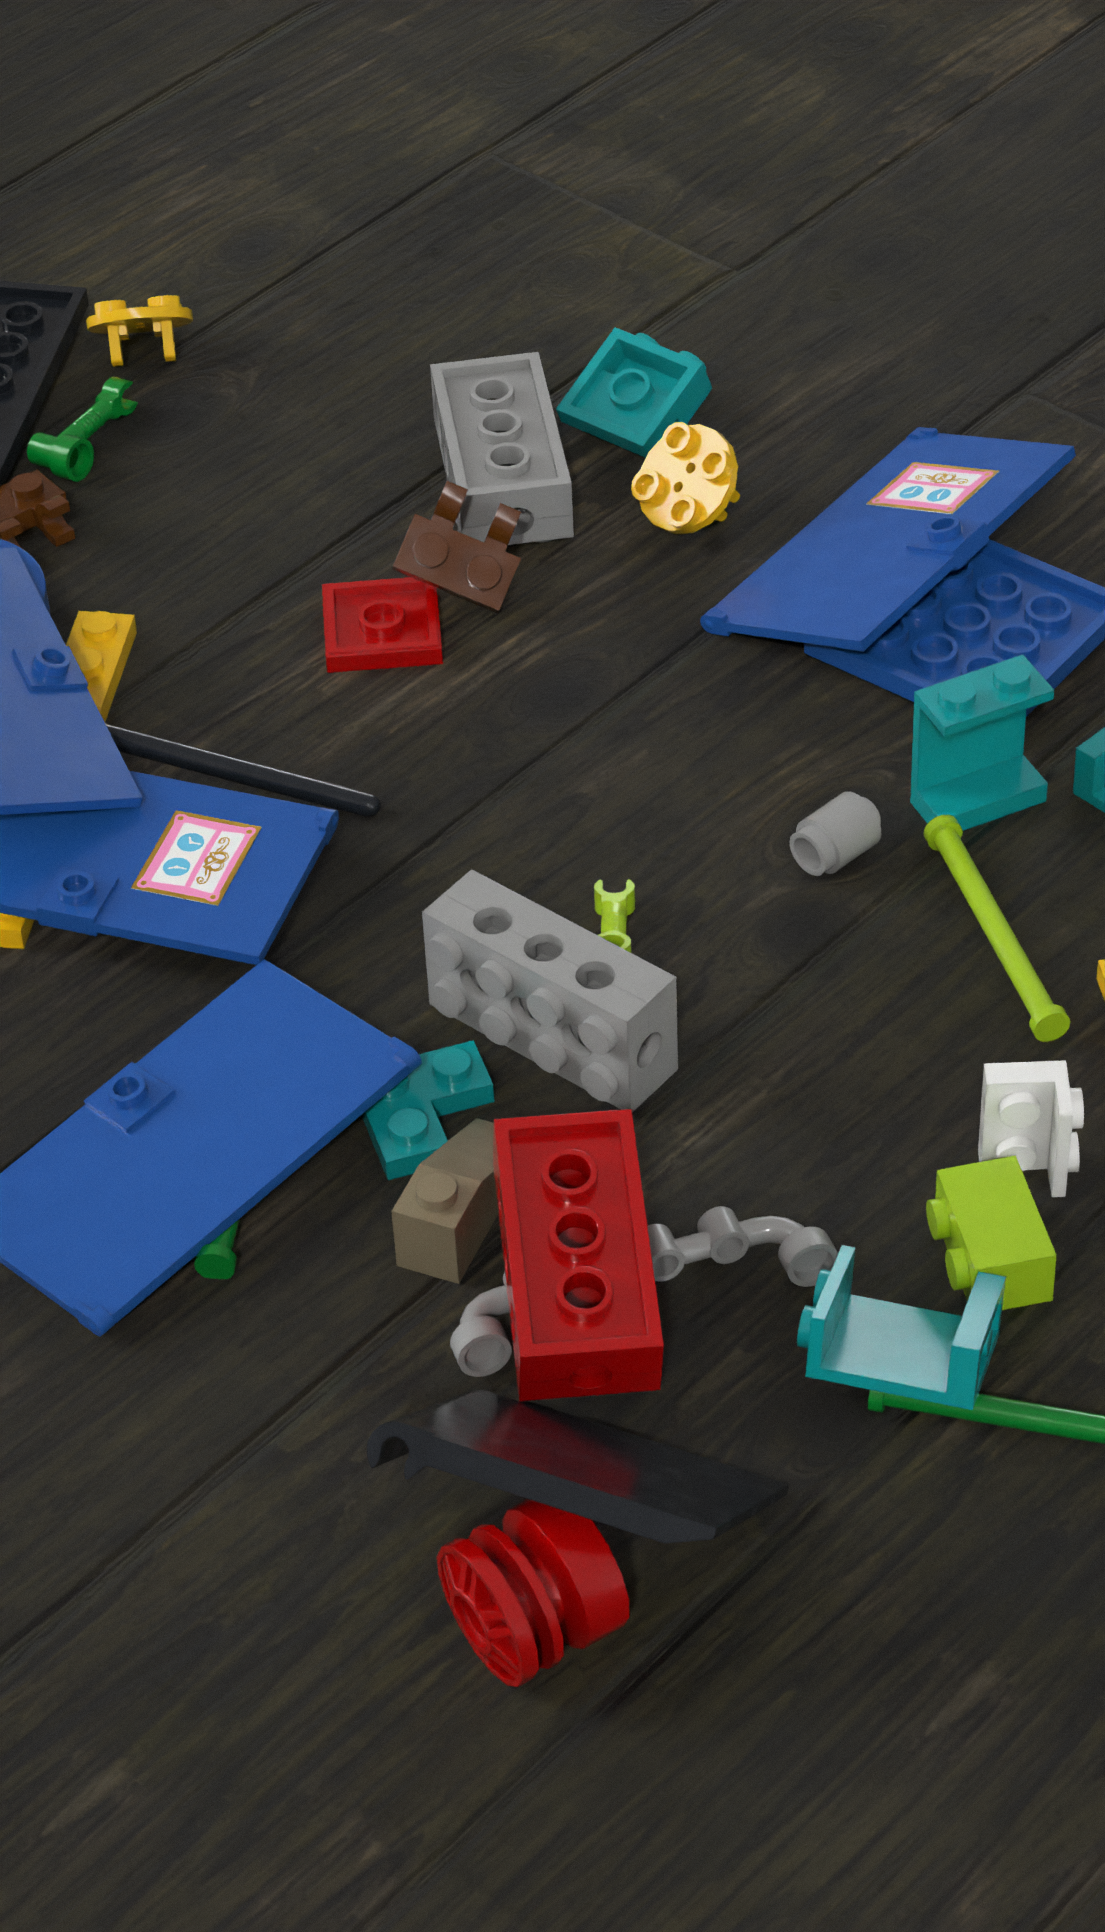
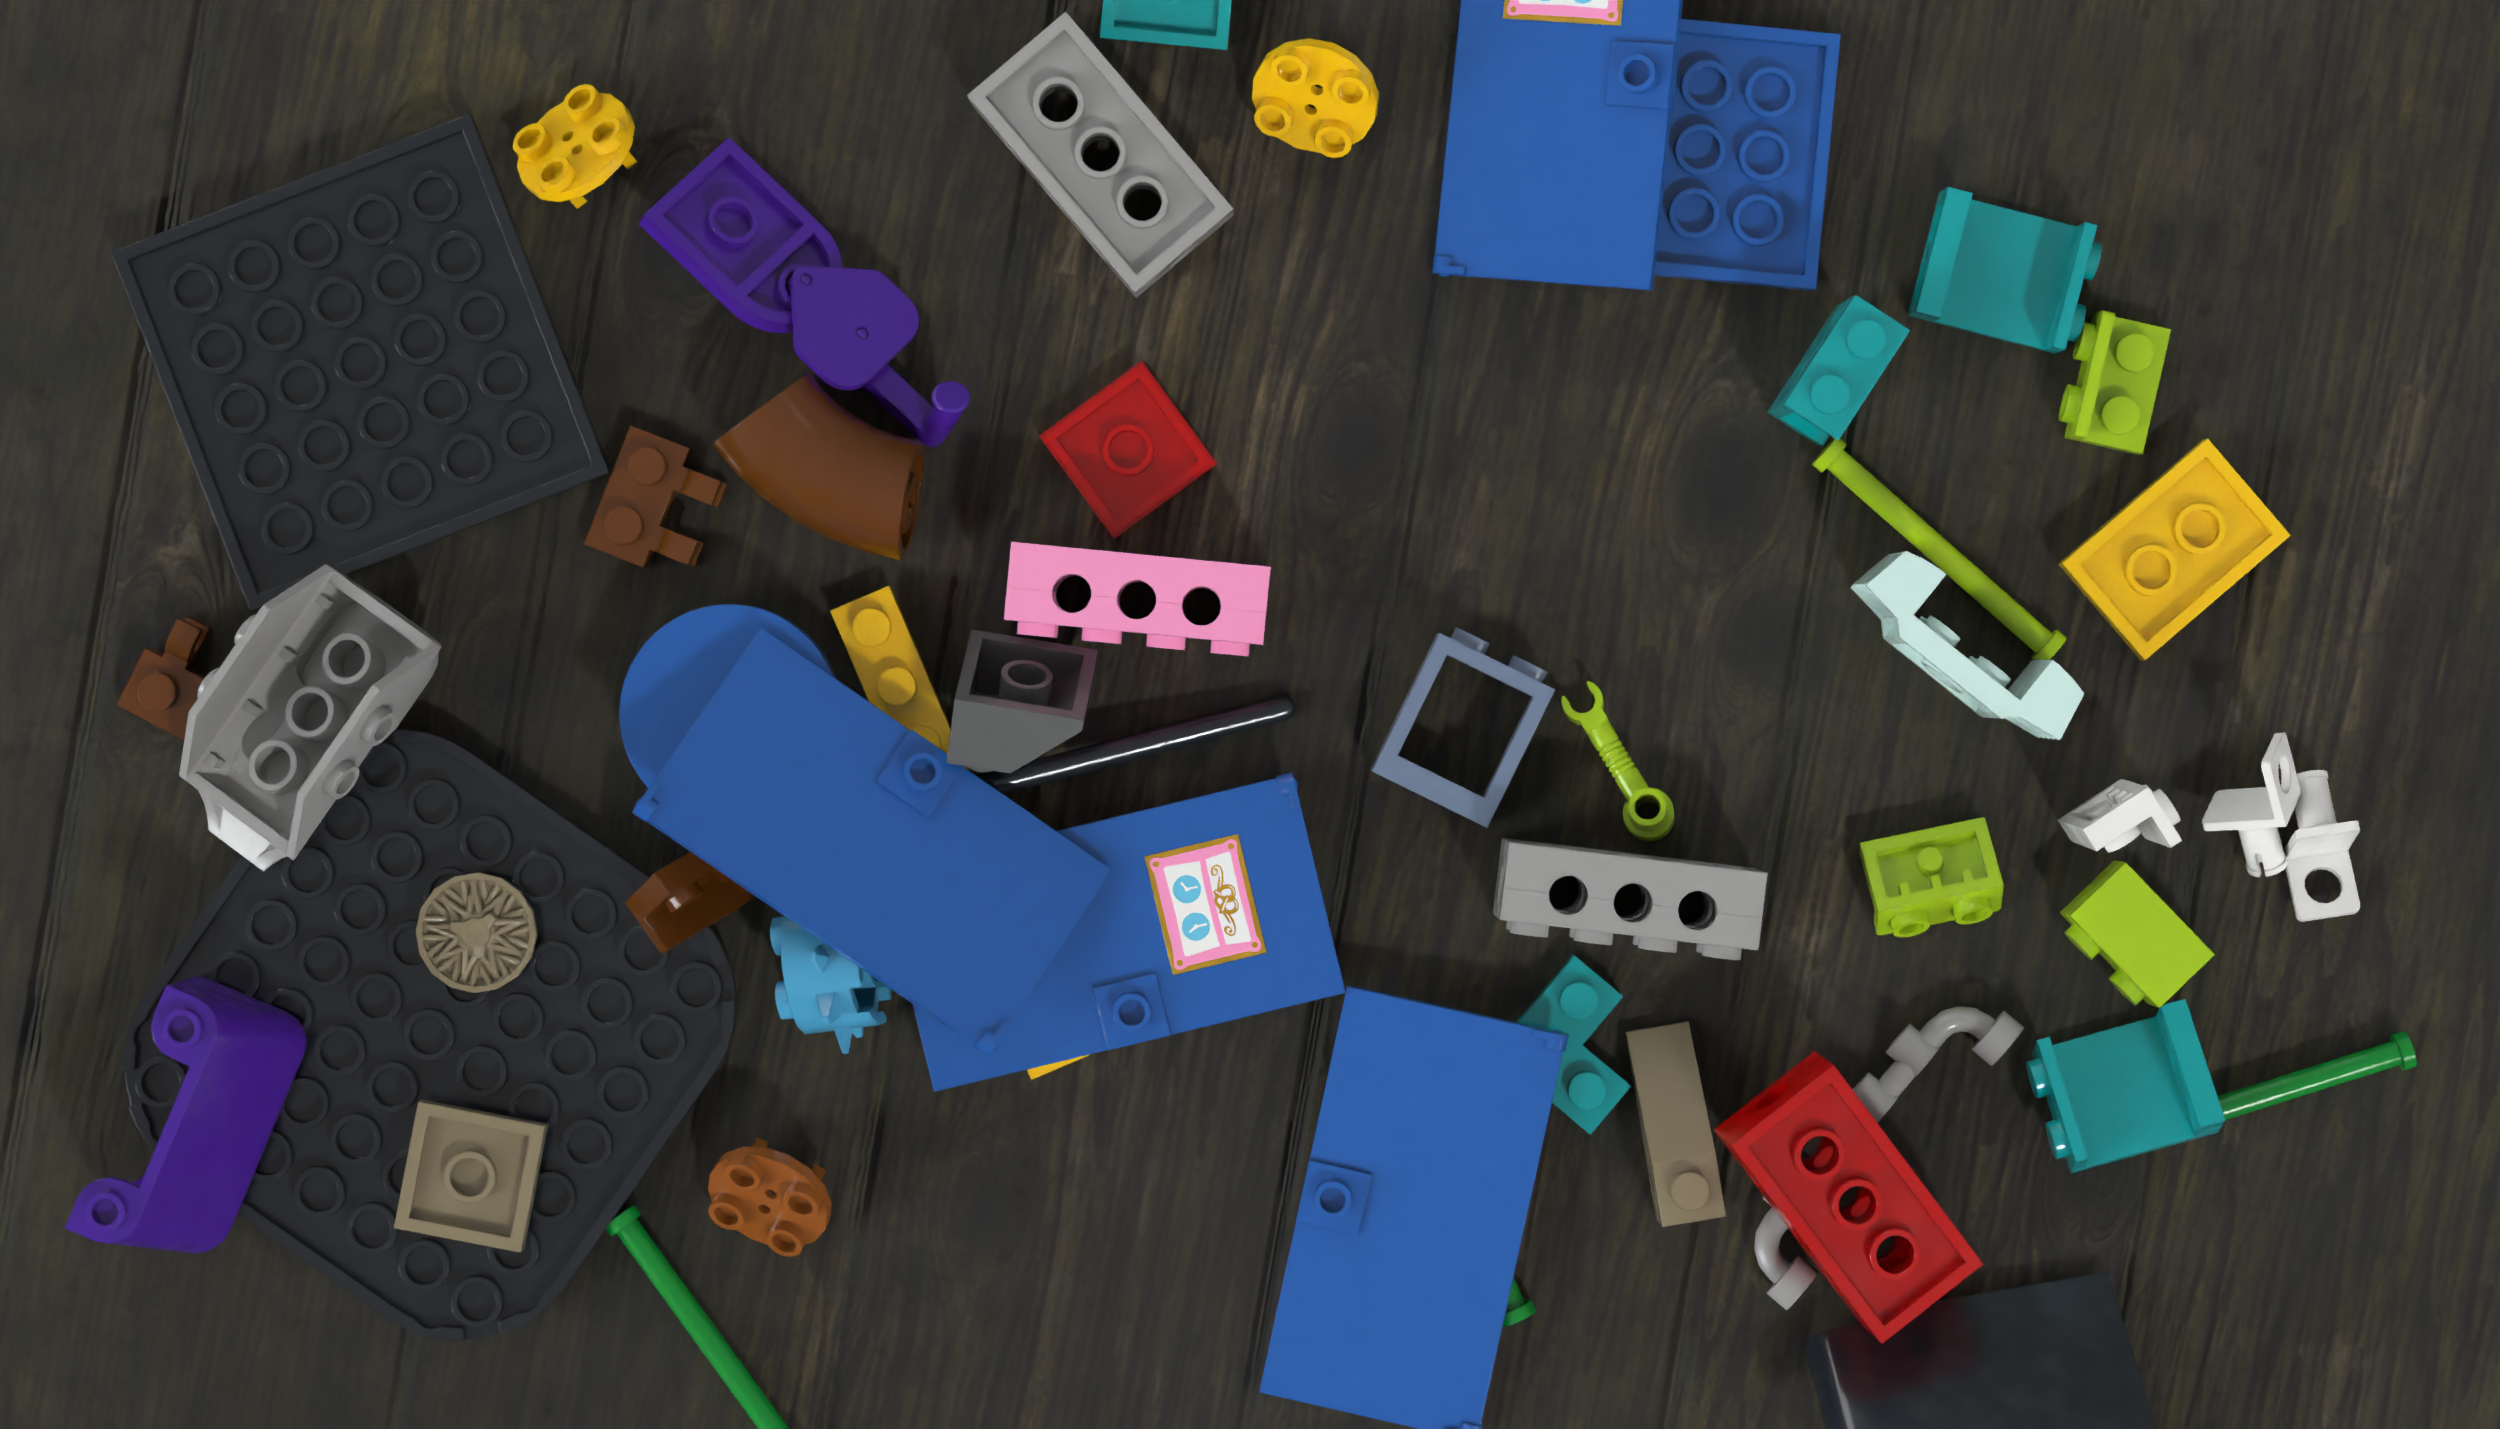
camera: 40 degrees left, 45 degrees up
(70, 452) = (630, 380): green brick -> none
(153, 517) = (830, 469): none -> reddish brown brick
(156, 675) = (1017, 700): none -> dark grey slope
(222, 421) = (751, 237): none -> dark purple plate
(313, 664) = (1039, 569): none -> bright pink brick
(457, 561) = (1169, 356): reddish brown plate -> none
(550, 880) = (1471, 652): none -> sand blue window
(827, 1127) = (1932, 877): none -> lime bracket
(836, 834) = (1743, 521): light grey brick -> none
(980, 1003) = (2037, 701): none -> light aqua plate

